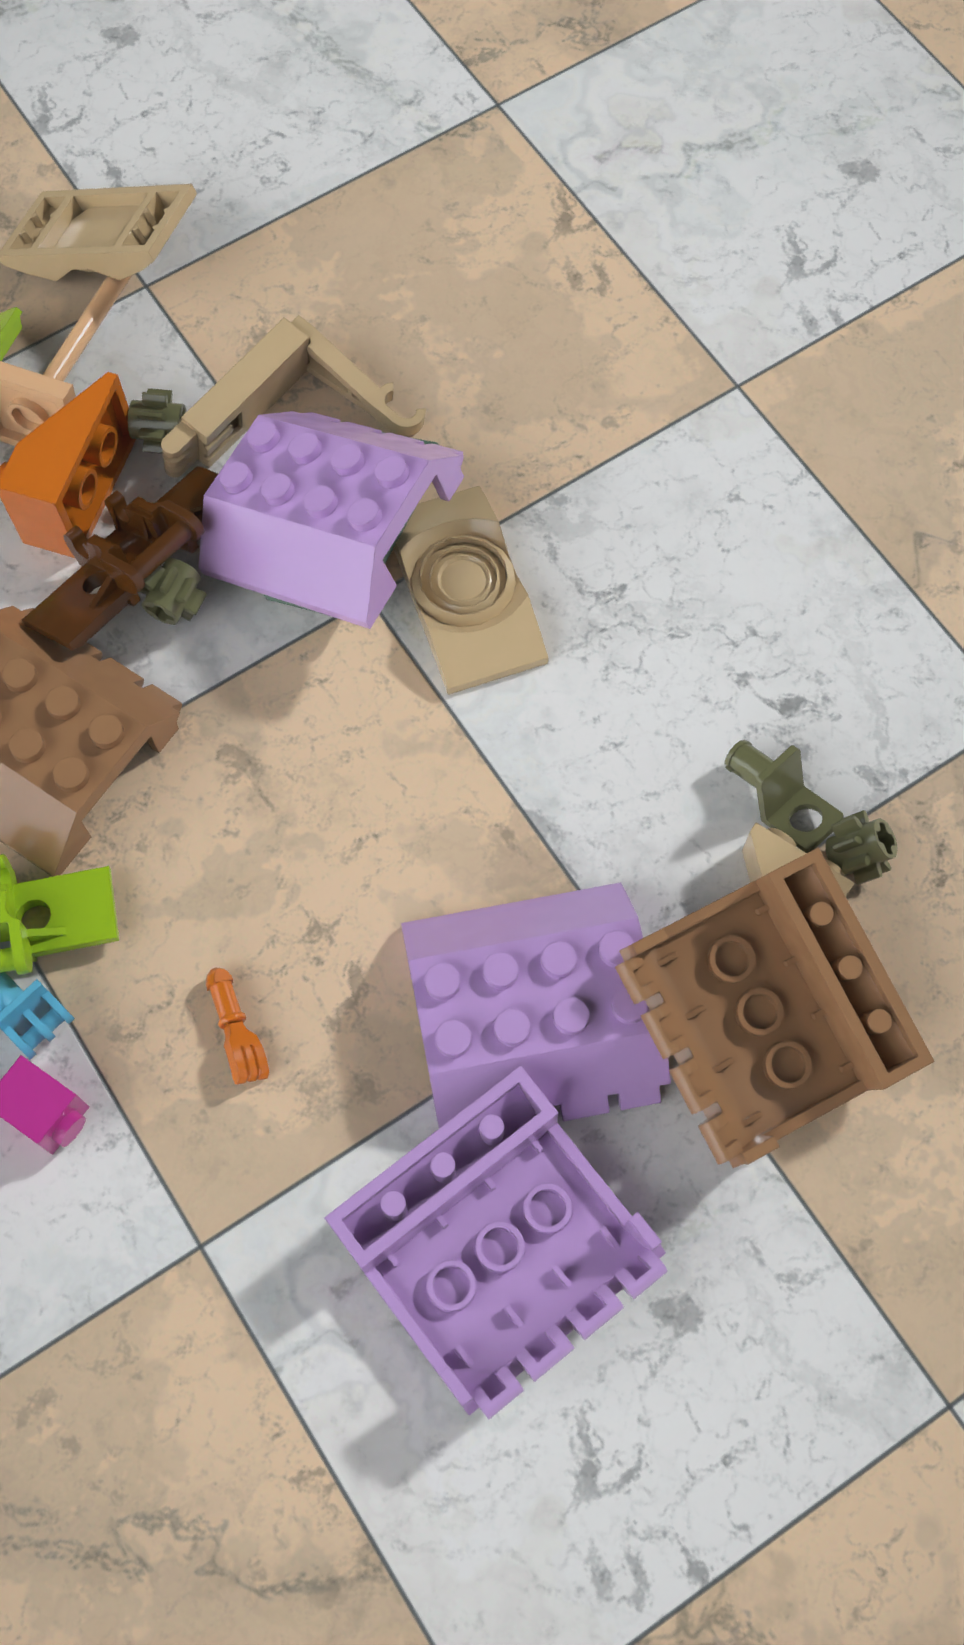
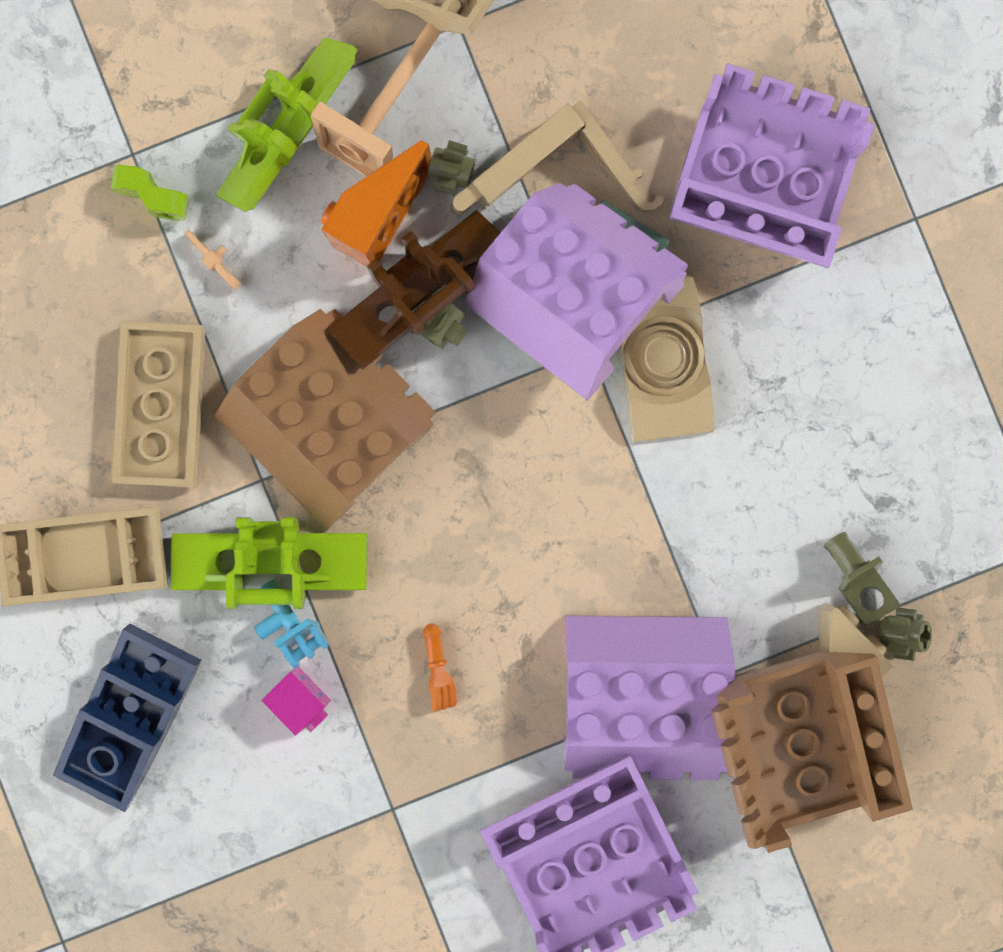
camera: 15 degrees right, 20 degrees up
(544, 343) = (771, 165): none -> lavender slope

